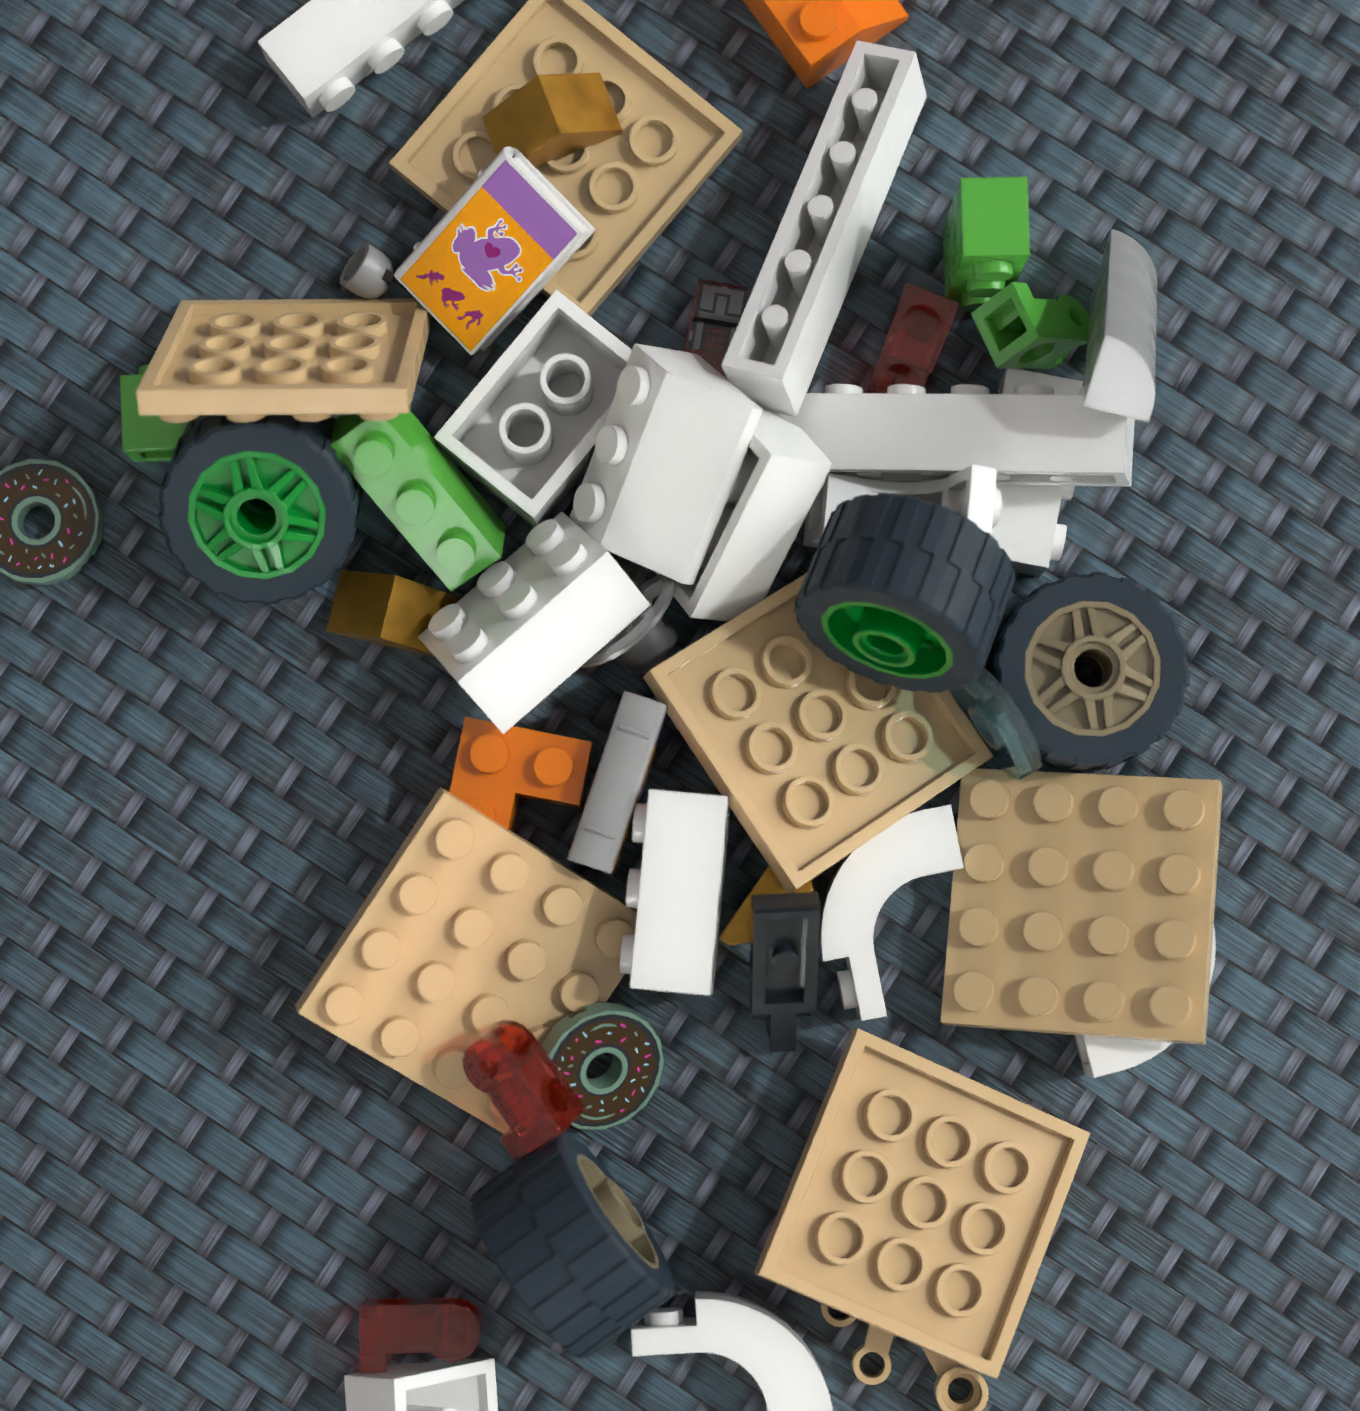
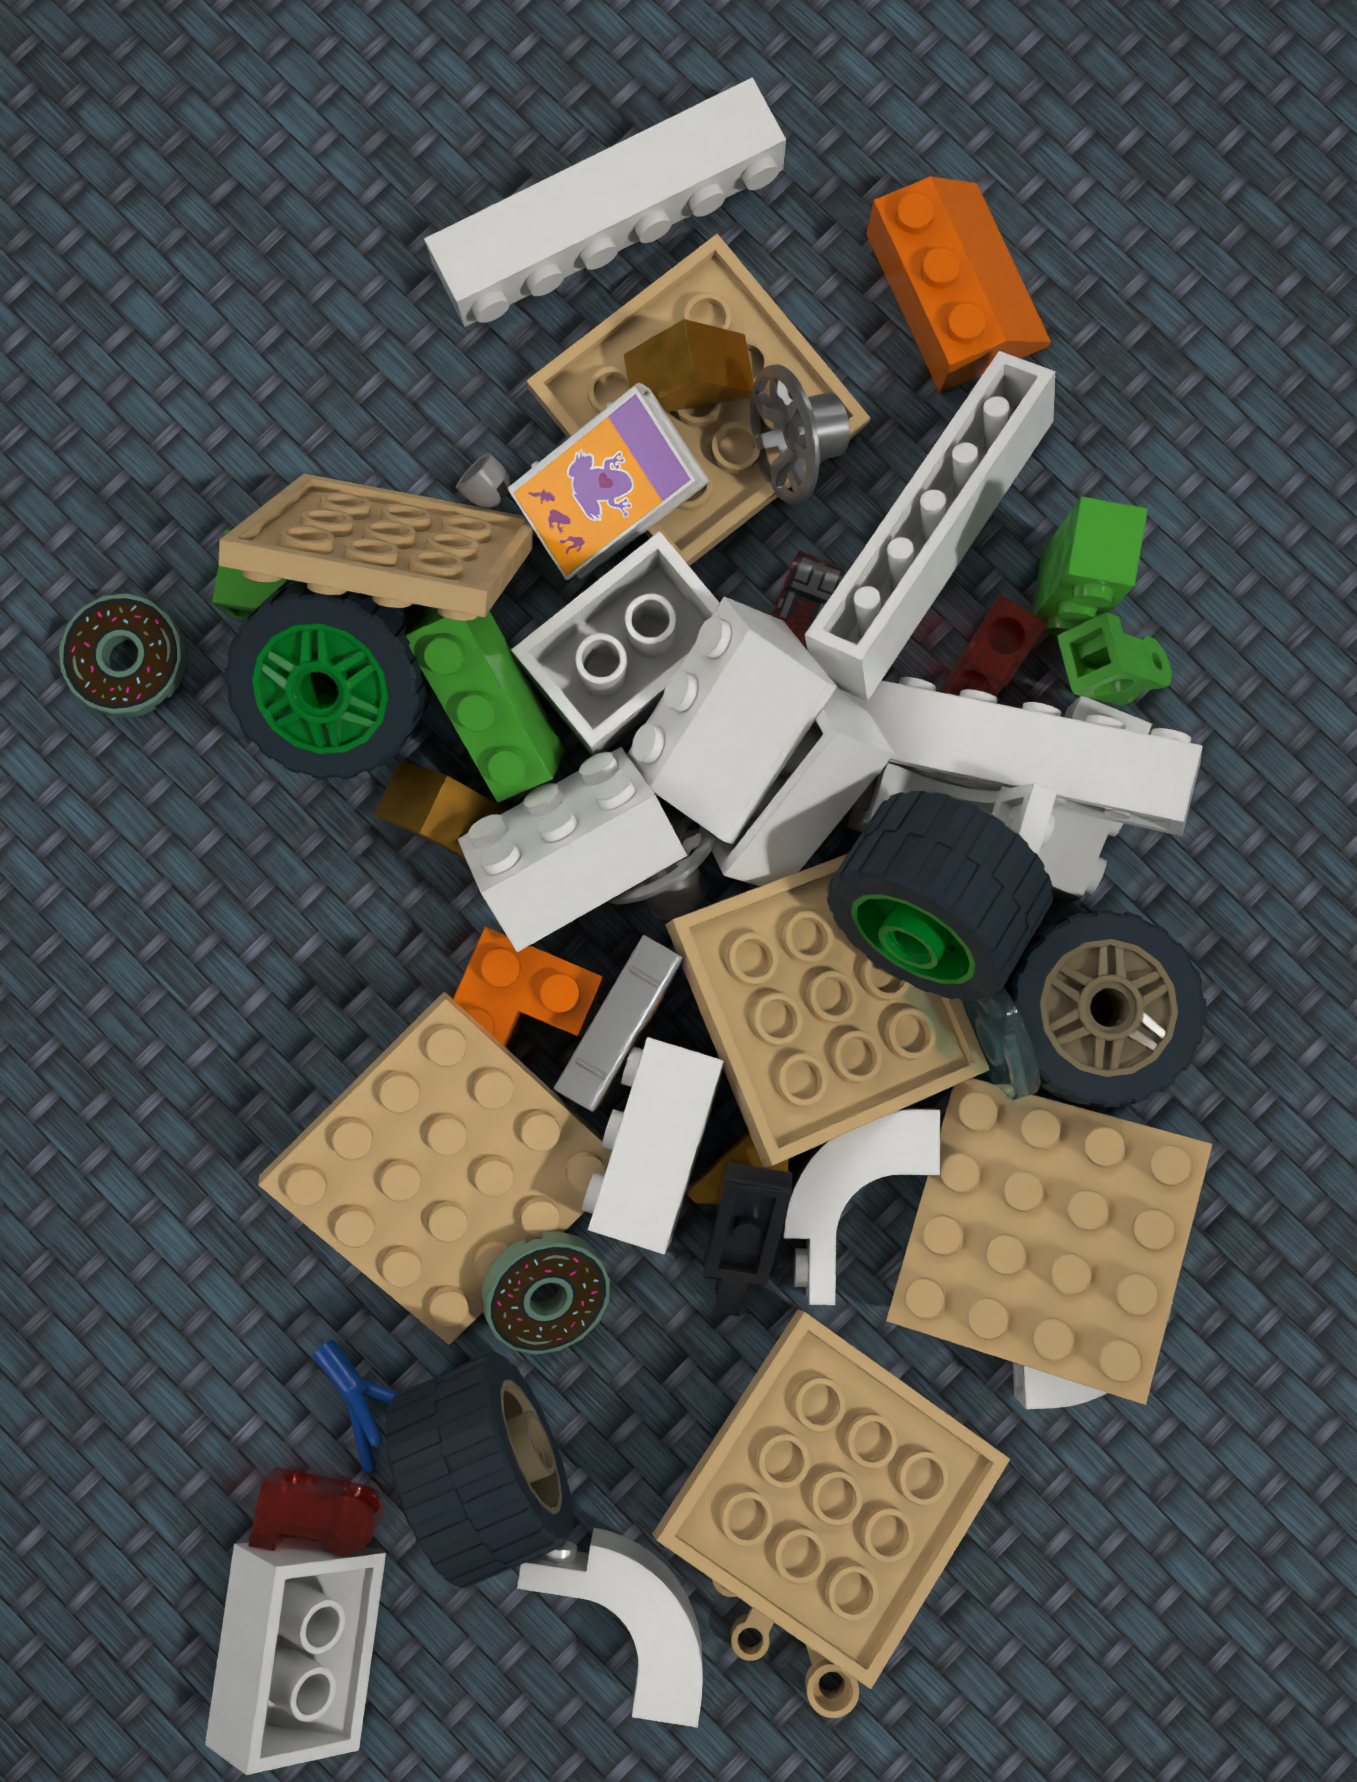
camera: 15 degrees right, 0 degrees up
(430, 1205) = (353, 1389): none -> blue plant
(522, 1086) = (462, 1303): clear red leg -> none
(678, 160) = (803, 431): none -> flat silver wheel
(1122, 332) = (1204, 685): light grey brick -> none

